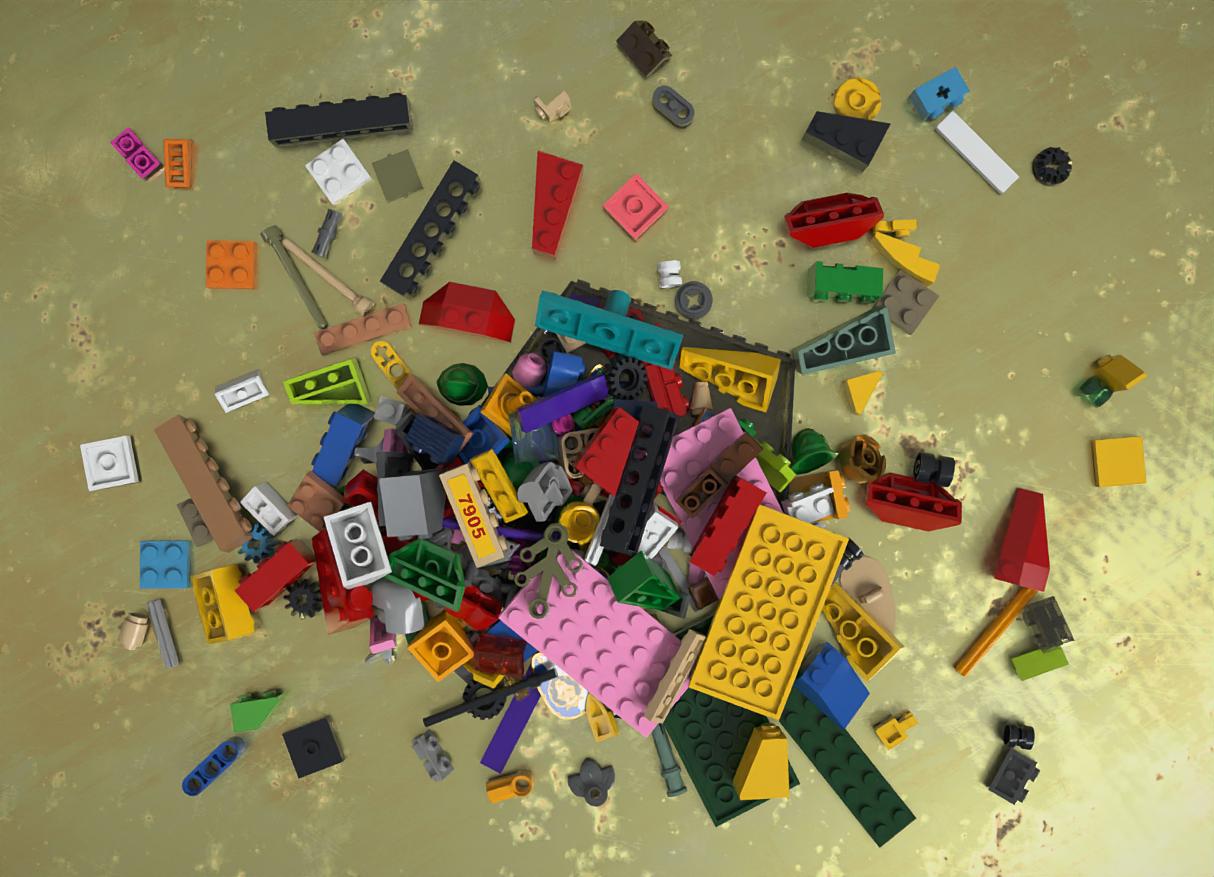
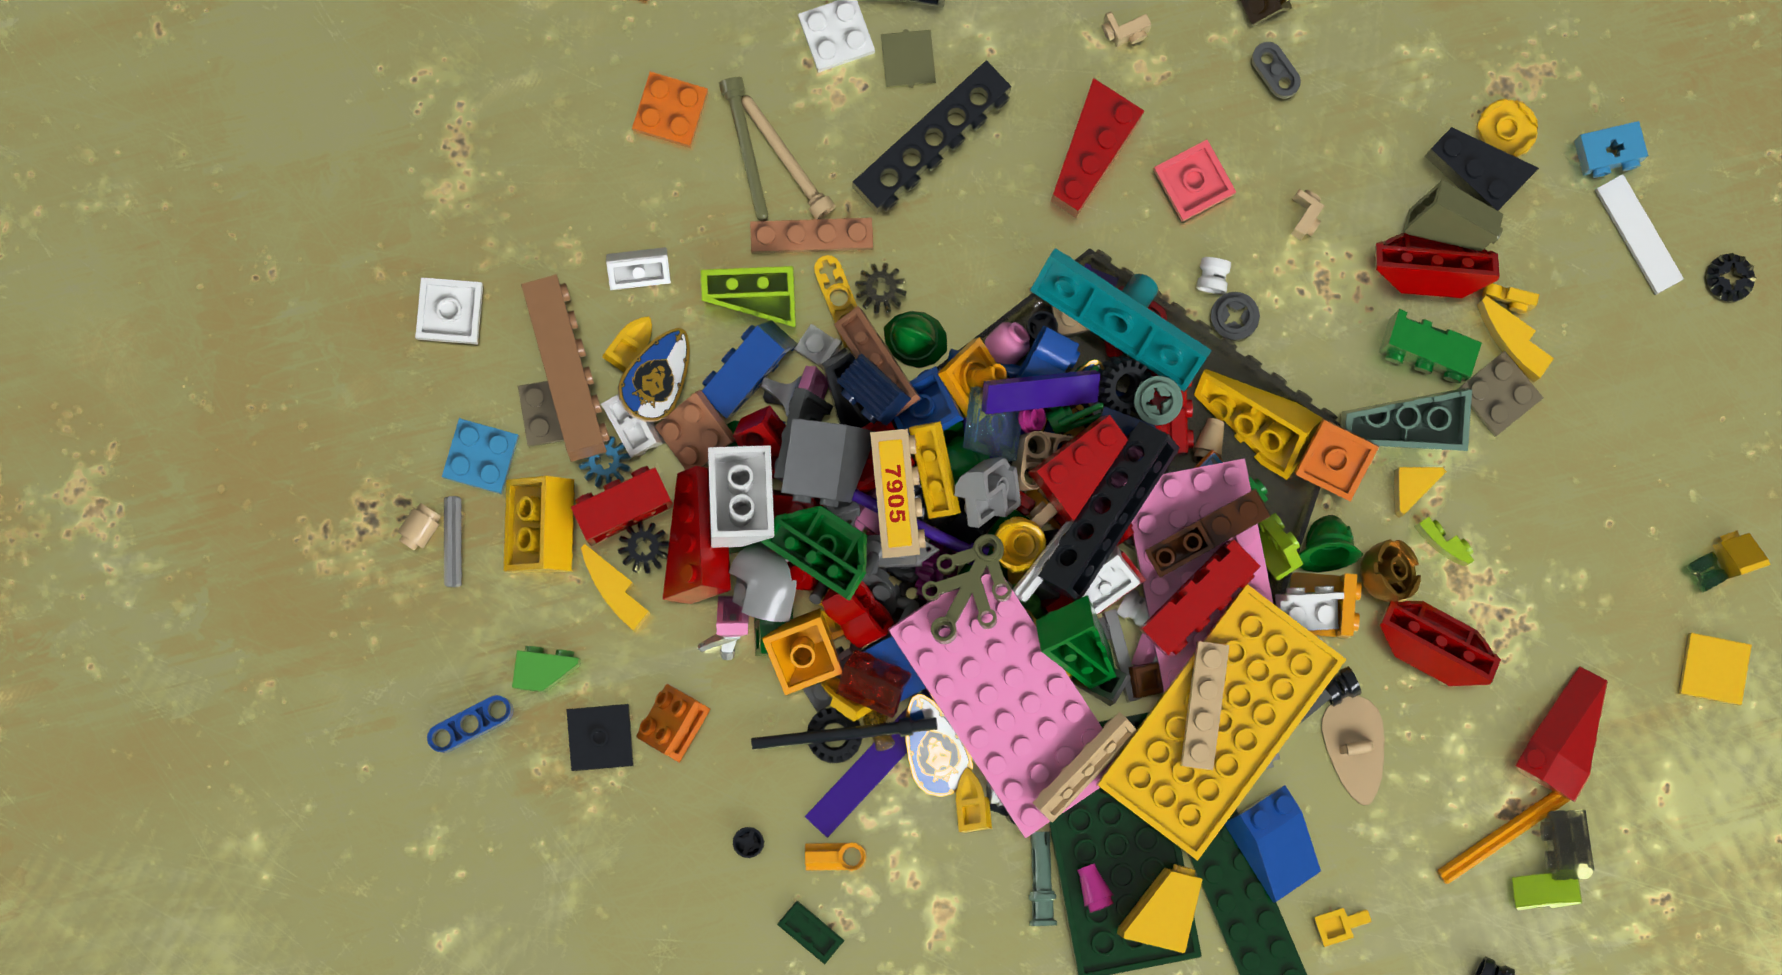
camera: 10 degrees right, 5 degrees down
(250, 450) = (629, 343): none -> yellow plate
(275, 470) = (656, 377): none -> shield
(290, 635) = (614, 589): none -> yellow slope
(326, 233) = (801, 104): dark grey pin -> none
(359, 598) = (720, 562): red tile -> none
(362, 723) = (672, 722): none -> orange bracket
(419, 362) = (871, 293): none -> clear smoke gear
(438, 764) = (752, 804): light grey hinge -> none
(442, 799) = (748, 842): none -> black wheel
(468, 311) = (949, 251): red wedge -> none
(508, 846) = (810, 932): none -> dark green plate
(590, 779) = (936, 878): dark grey plate -> none
(664, 384) = (1169, 408): none -> sand green gear
(709, 762) = (1094, 889): none -> dark pink cone
(729, 213) = (1309, 220): none -> tan bracket
(752, 605) = (1204, 705): none -> tan plate
(799, 388) = (1336, 459): none -> orange plate
(837, 180) = (1454, 218): none -> olive slope
(863, 638) = (1329, 793): yellow wedge -> none
(902, 427) = (1454, 549): none -> lime slope
(938, 470) = (1477, 610): black wheel -> none

